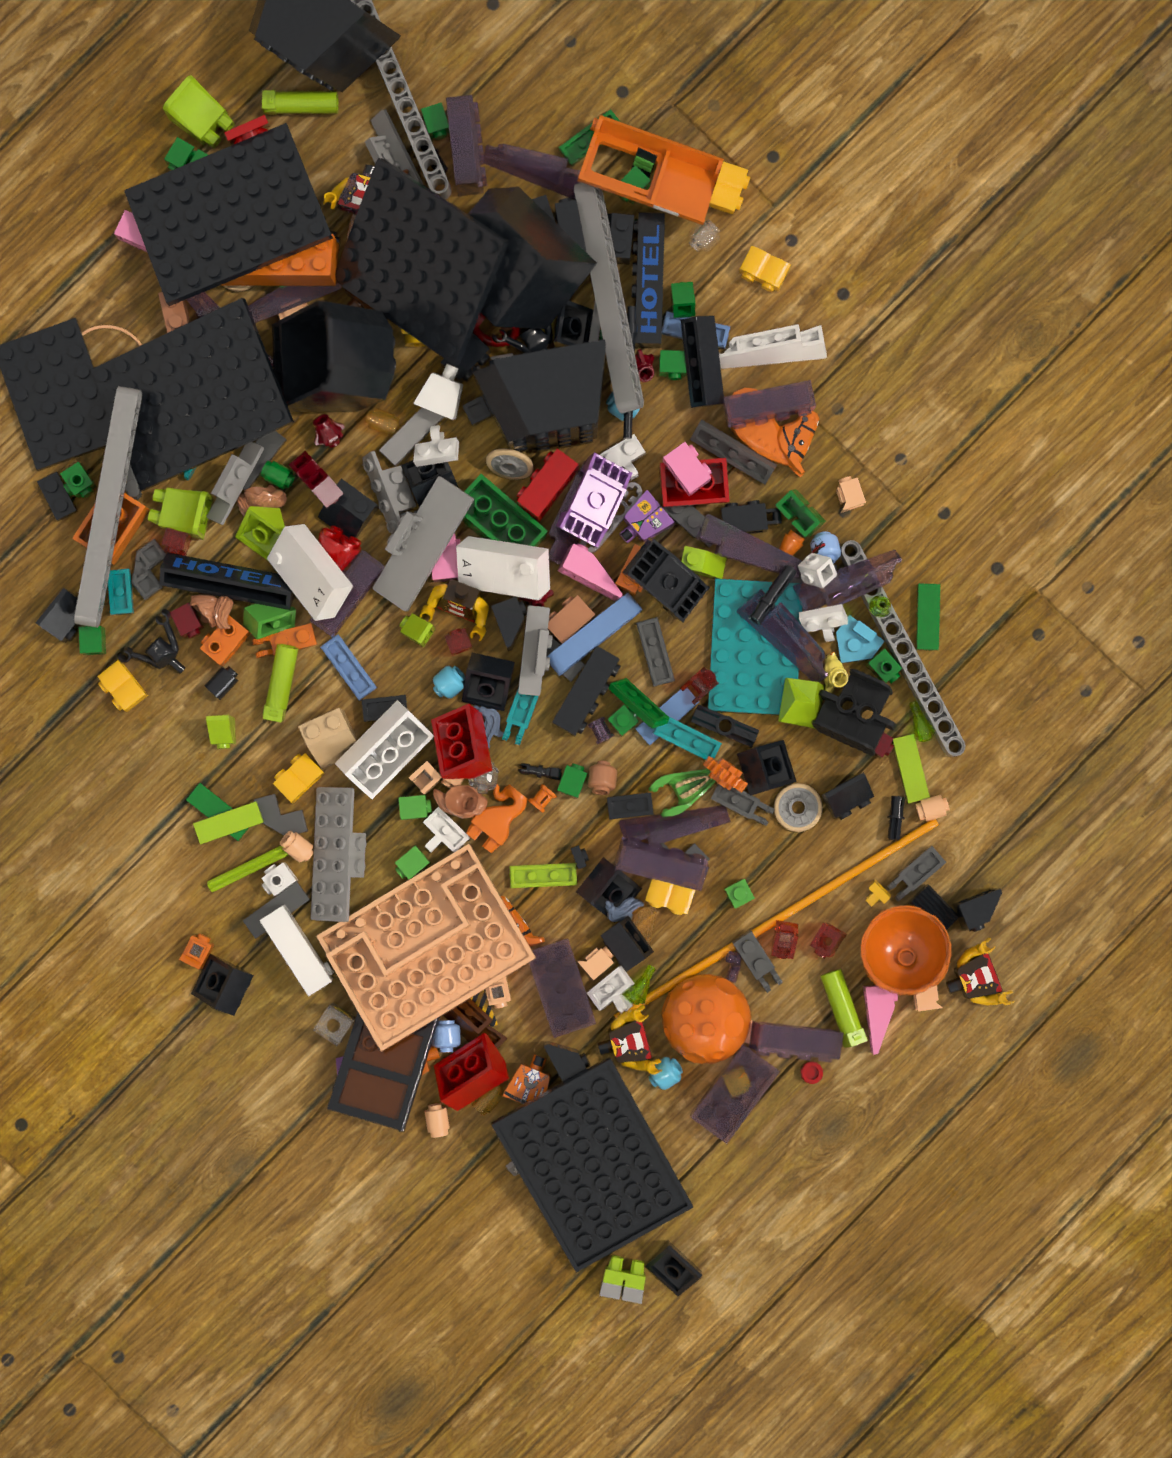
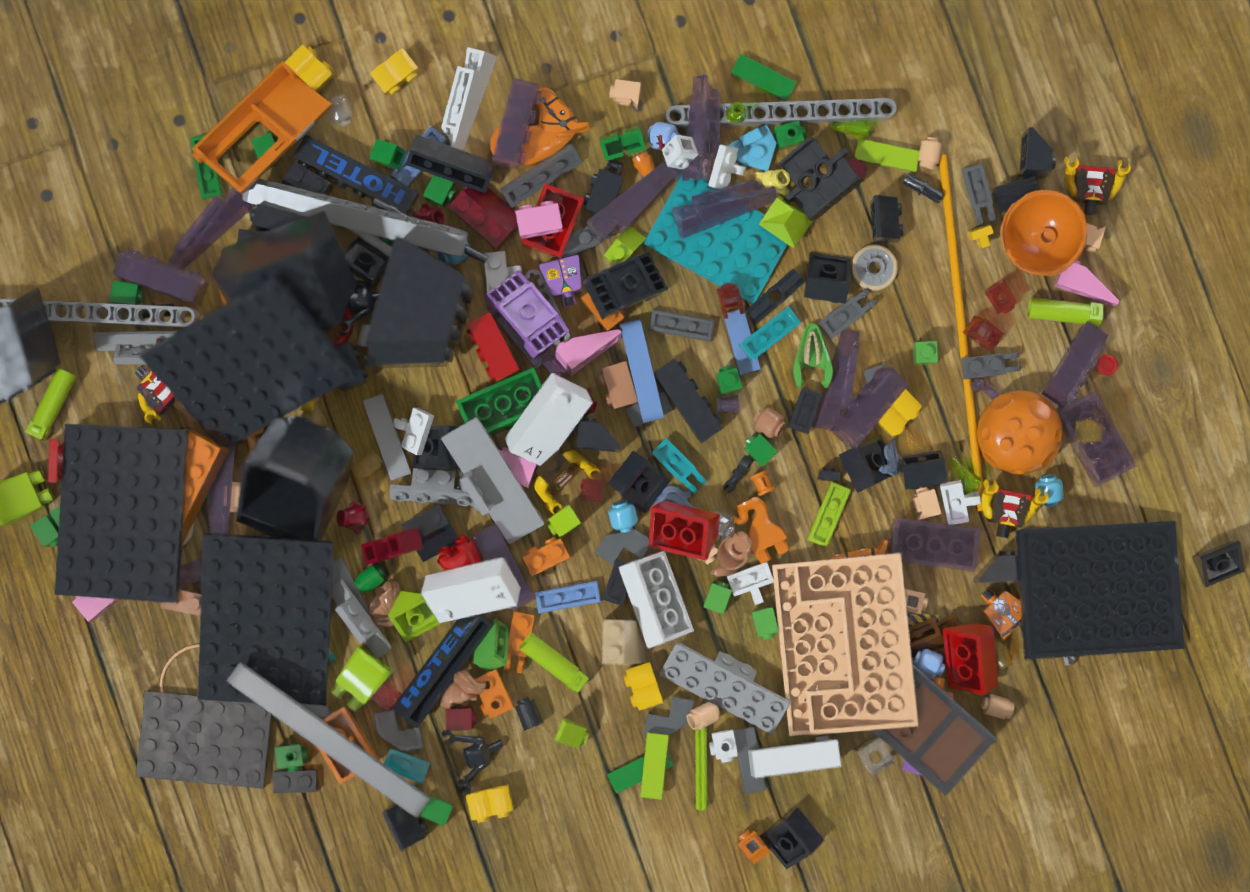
camera: 60 degrees left, 0 degrees up
(379, 631) = (546, 557): none -> orange brick
(418, 686) = (614, 543): none -> dark grey tile
(425, 777) = (697, 575): light nougat window -> none
(441, 393) = (369, 402): white torso -> none
(477, 411) = (398, 379): black plate -> none
(500, 460) = (459, 372): wheel -> none
(534, 650) = (632, 427): light grey bracket -> none
(614, 1277) = (1211, 612): lime hips -> none
(639, 703) = (721, 360): green tile -> none
(644, 161) = (250, 130): piece -> none
(670, 418) = (486, 215): none -> dark red slope
(725, 774) = (817, 315): orange gear -> none
(767, 602) = (687, 207): black pin -> none

